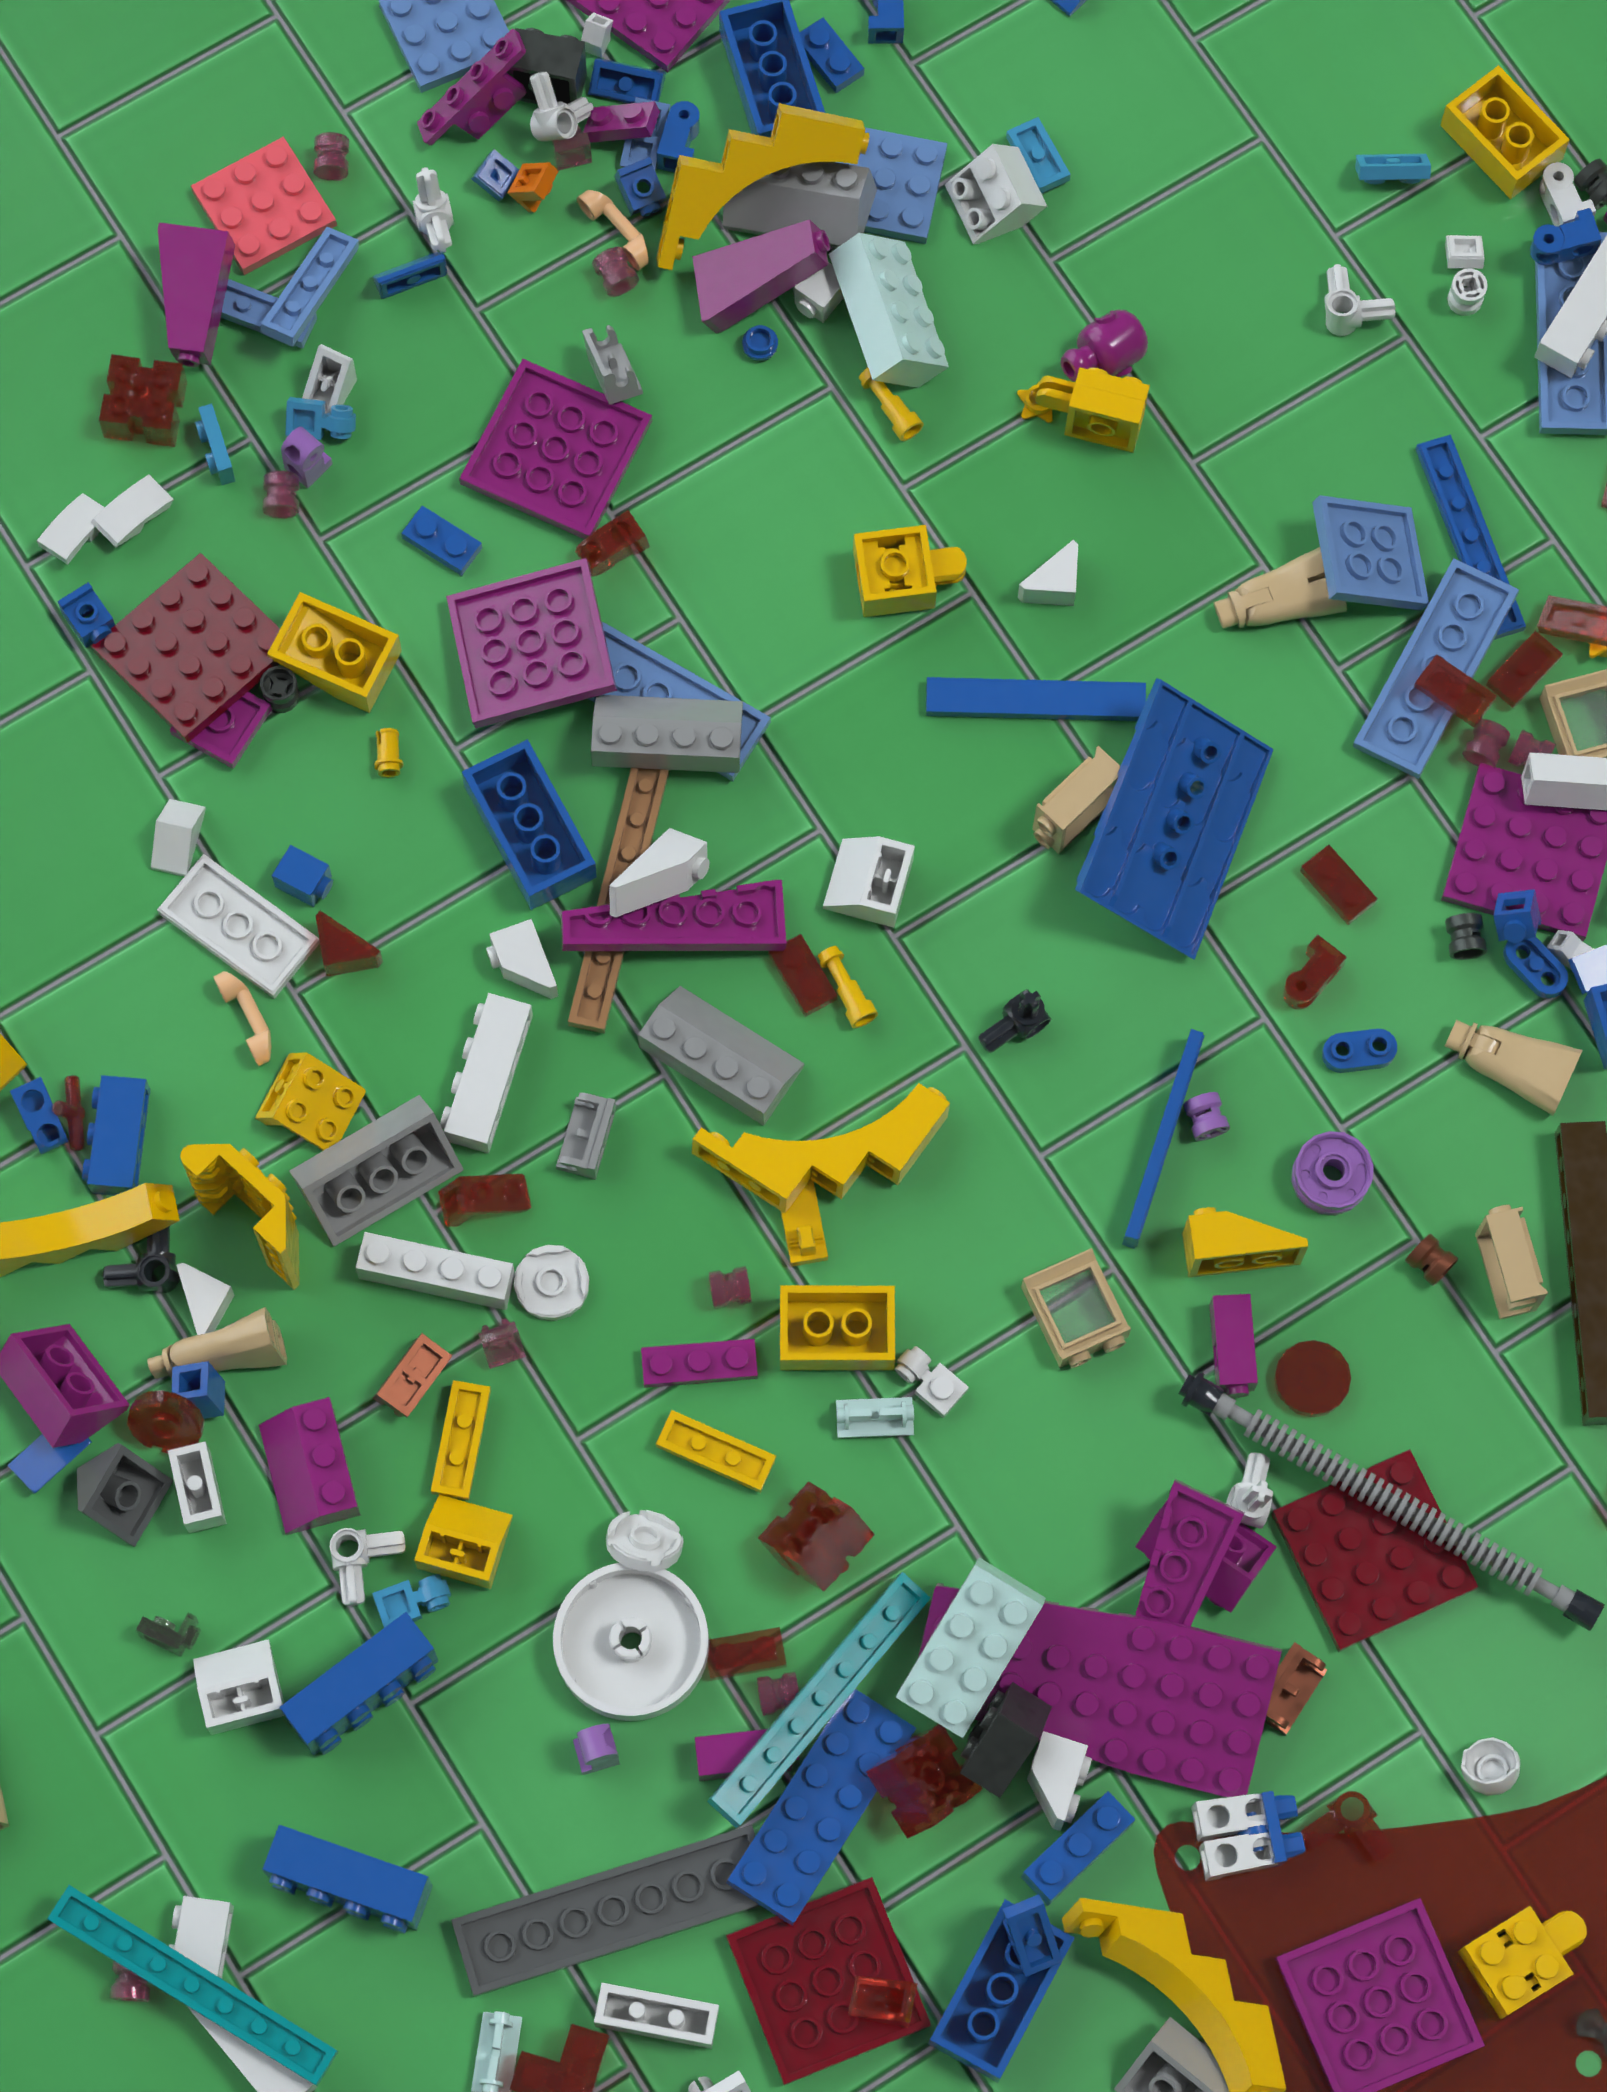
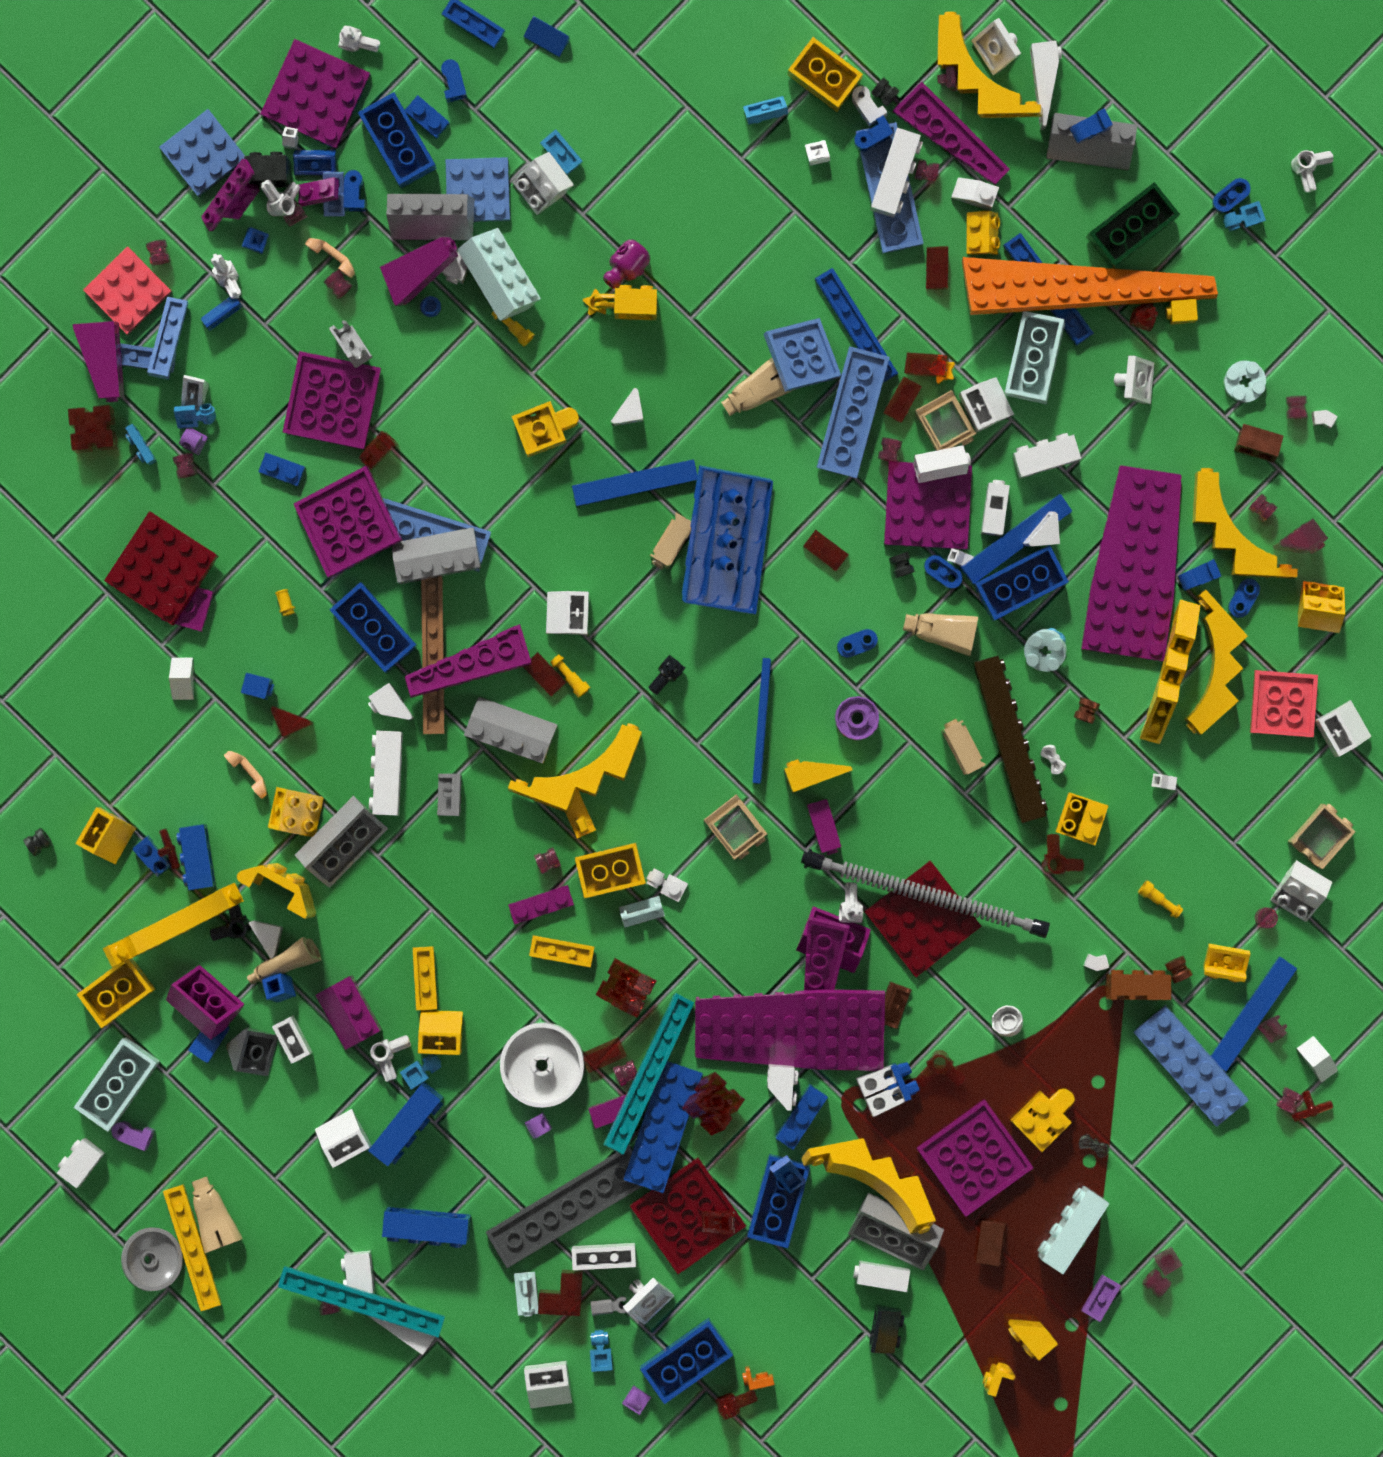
camera: 10 degrees left, 15 degrees up
(71, 529) = (75, 512): white slope -> none
(80, 604) = (93, 556): blue brick -> none
(131, 510) = (104, 495): white slope -> none
(162, 1633) = (295, 1120): clear smoke bracket -> none
(165, 1420) = (266, 1008): clear red tile -> none
(238, 926) = (229, 721): white tile -> none
(277, 681) = (212, 579): pearl dark grey wheel -> none
(336, 651) = (240, 553): yellow slope -> none
(412, 1376) = (390, 951): hinge -> none
(435, 1271) = (387, 890): white brick -> none
(483, 1195) = (403, 842): clear red bracket -> none
(501, 1344) = (433, 921): clear pink tile -> none
(533, 184) = (277, 243): orange bracket -> none
(551, 1282) = (451, 879): white tile -> none
(627, 181) = (336, 222): blue brick -> none
(644, 1541) = (536, 1010): white tile -> none
(660, 872) = (453, 639): white slope -> none
(706, 186) = (422, 189): yellow arch -> none
(970, 1647) = (721, 1030): light aqua brick -> none
(1004, 1738) = (750, 1072): pearl dark grey brick -> none
(1206, 1116) = (782, 708): medium lavender wheel -> none
(1307, 984) = (820, 614): clear red leg -> none
(1312, 1378) = (870, 833): clear red tile -> none
(1345, 300) = (753, 199): white axle -> none
(1431, 1259) = (920, 753): copper wheel -> none
(1455, 691) = (866, 427): clear red plate -> none
(1466, 300) = (824, 182): white wheel -> none
(1517, 924) = (927, 555): blue brick -> none
(1527, 744) = (915, 447): clear pink wheel -> none

